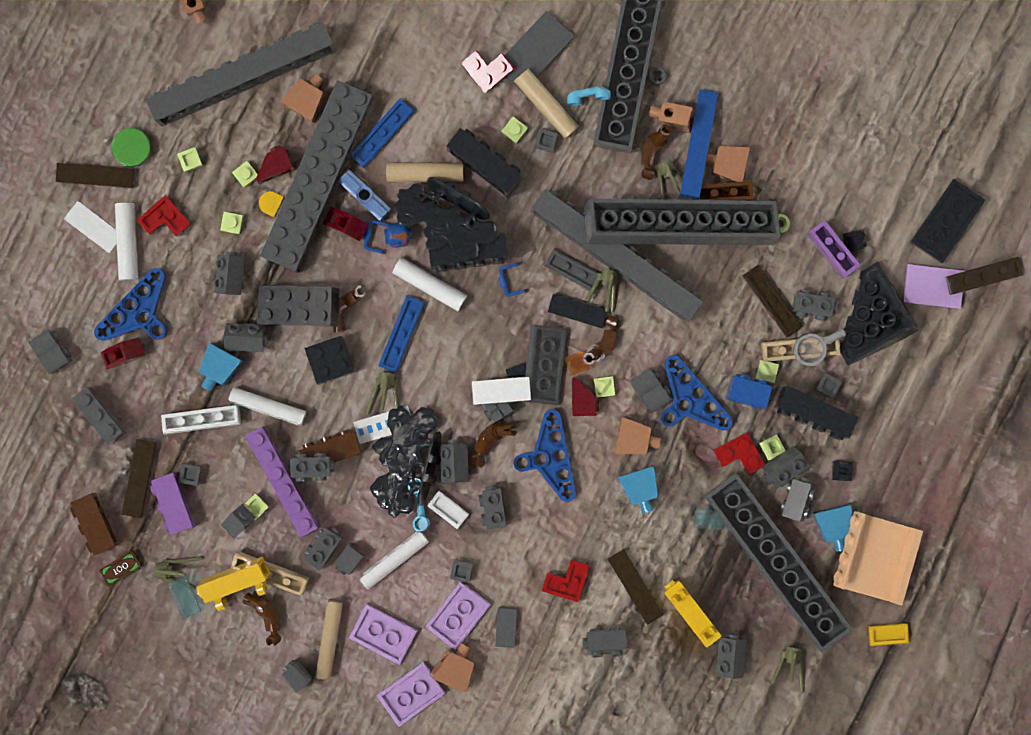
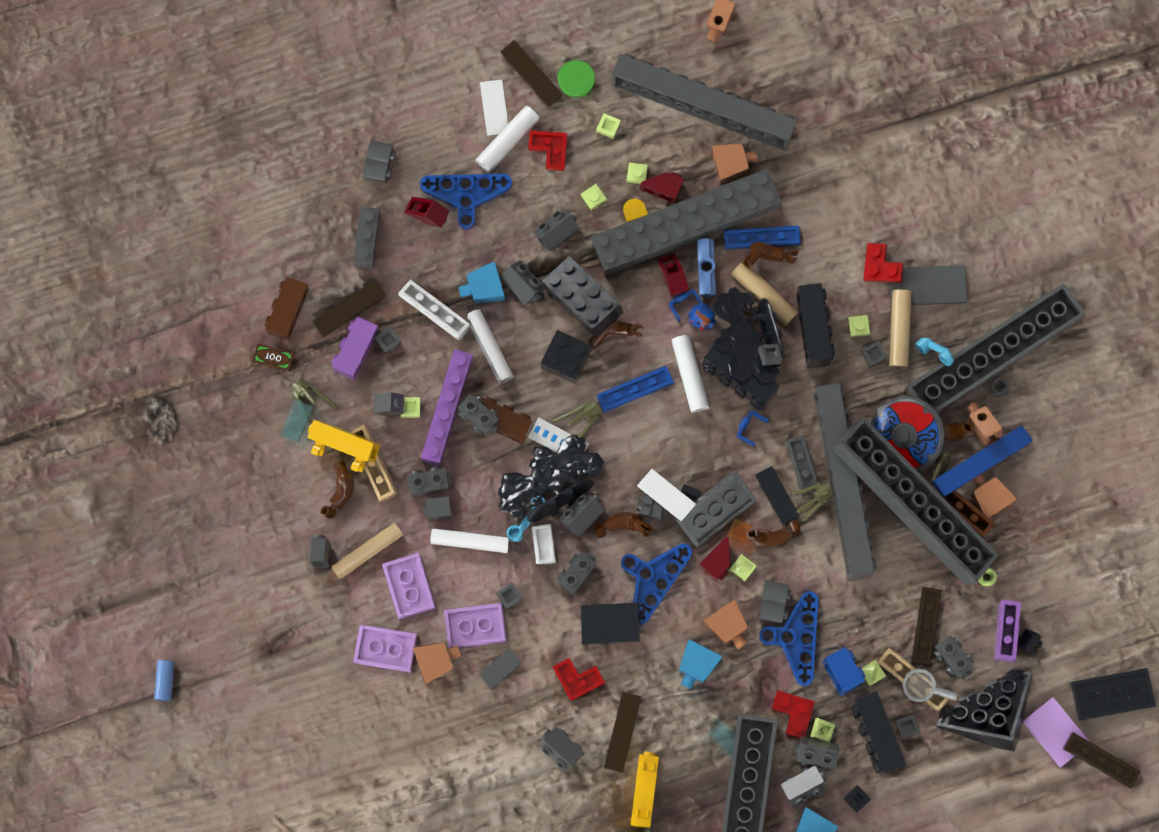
camera: 45 degrees right, 10 degrees down
(397, 140) = (768, 252): none -> reddish brown arm
(476, 217) = (770, 354): none -> dark grey plate
(551, 519) = (610, 623): none -> black tile
(627, 172) = (912, 429): none -> dish

